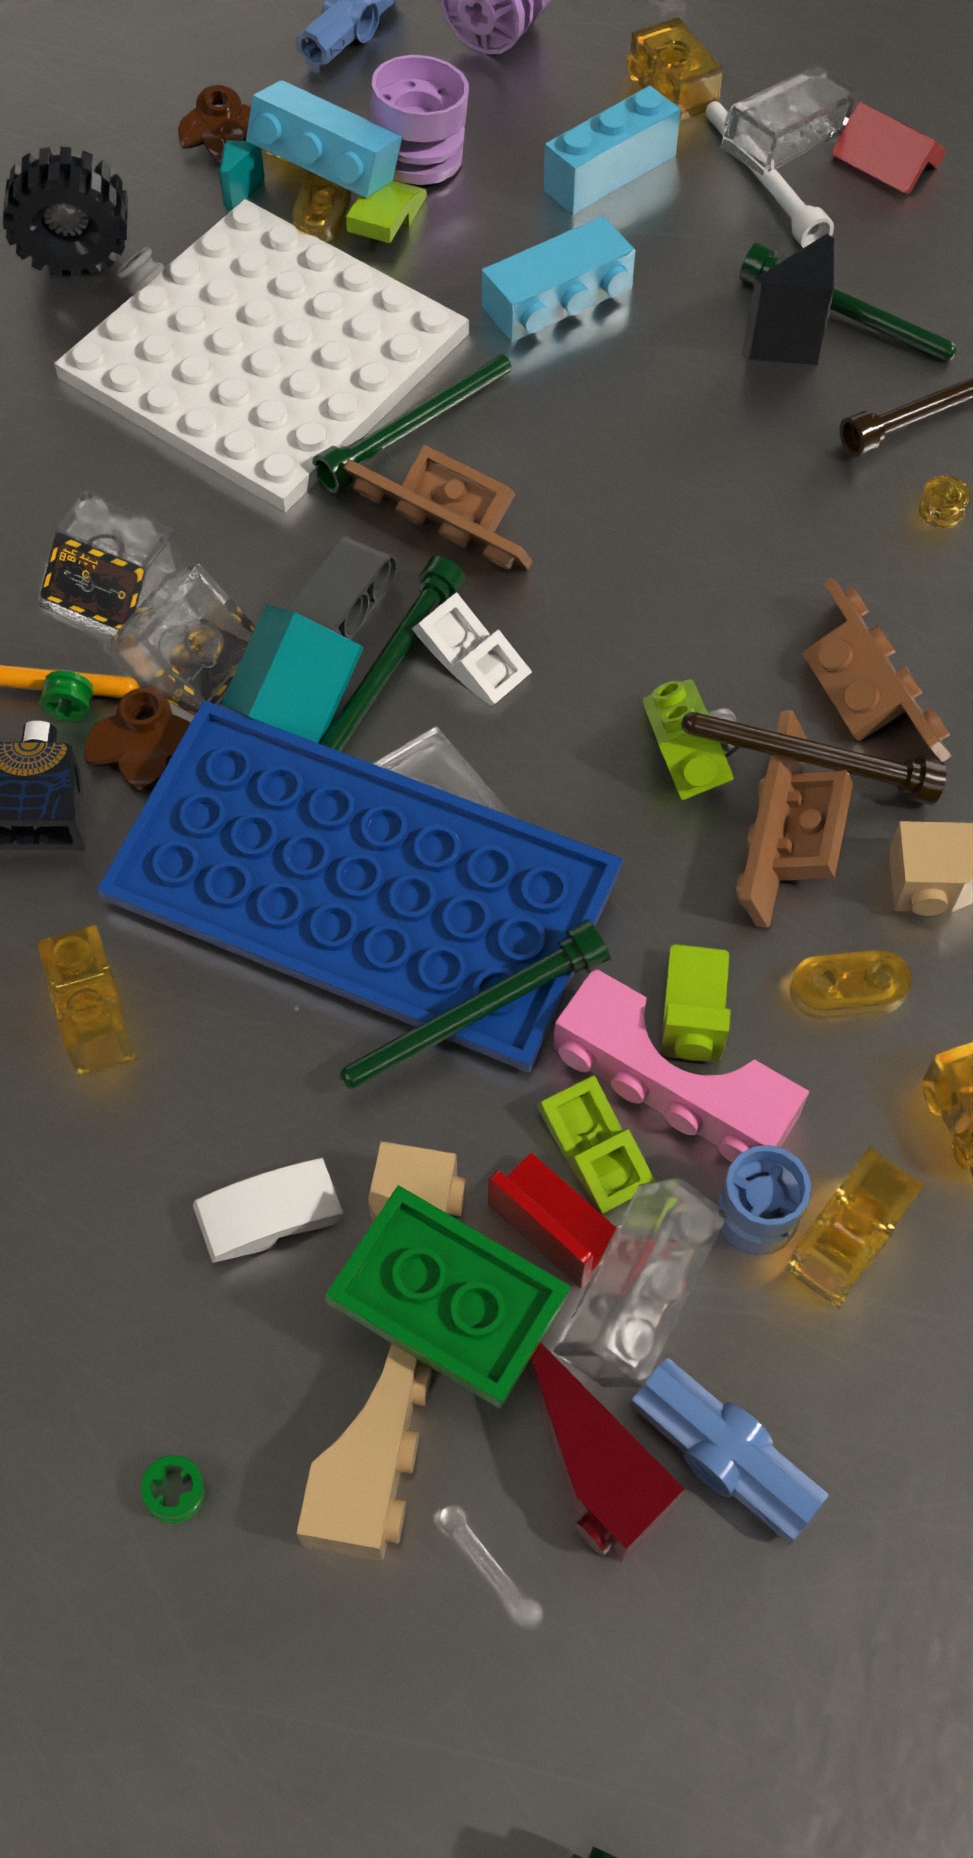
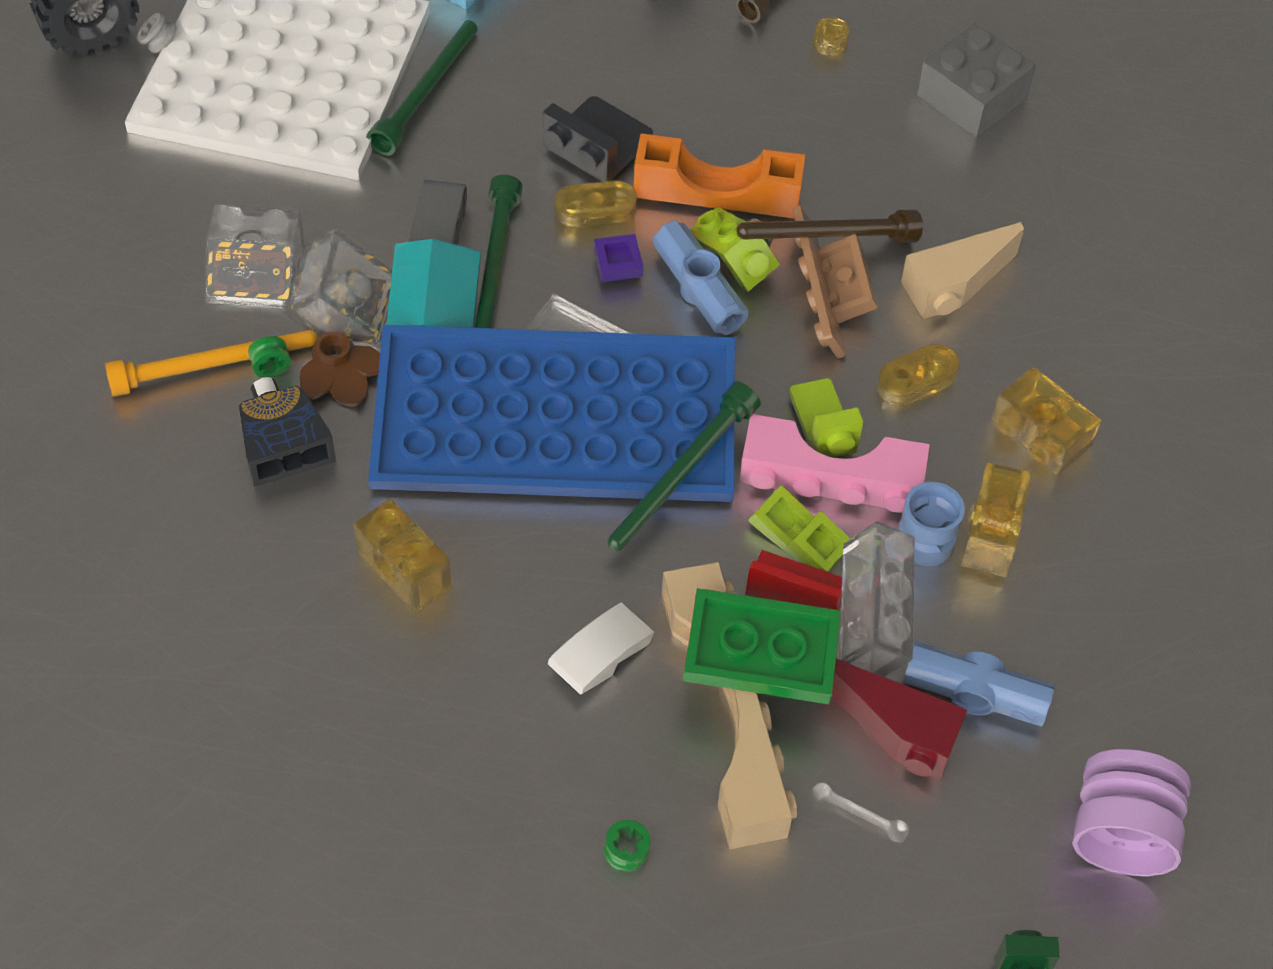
camera: 25 degrees left, 5 degrees down
(452, 496) = (483, 132): medium nougat bracket -> none
(465, 647) = (558, 240): white slope -> none
(537, 705) = (618, 258): none -> dark purple plate
(544, 627) = (595, 204): none -> clear yellow plate
(584, 544) = (593, 136): none -> black bracket
(626, 788) = (700, 277): none -> medium blue piece
(649, 616) = (672, 174): none -> orange arch
(852, 1728) = (1132, 813): none -> lavender wheel
(863, 681) = (835, 172): medium nougat bracket -> none

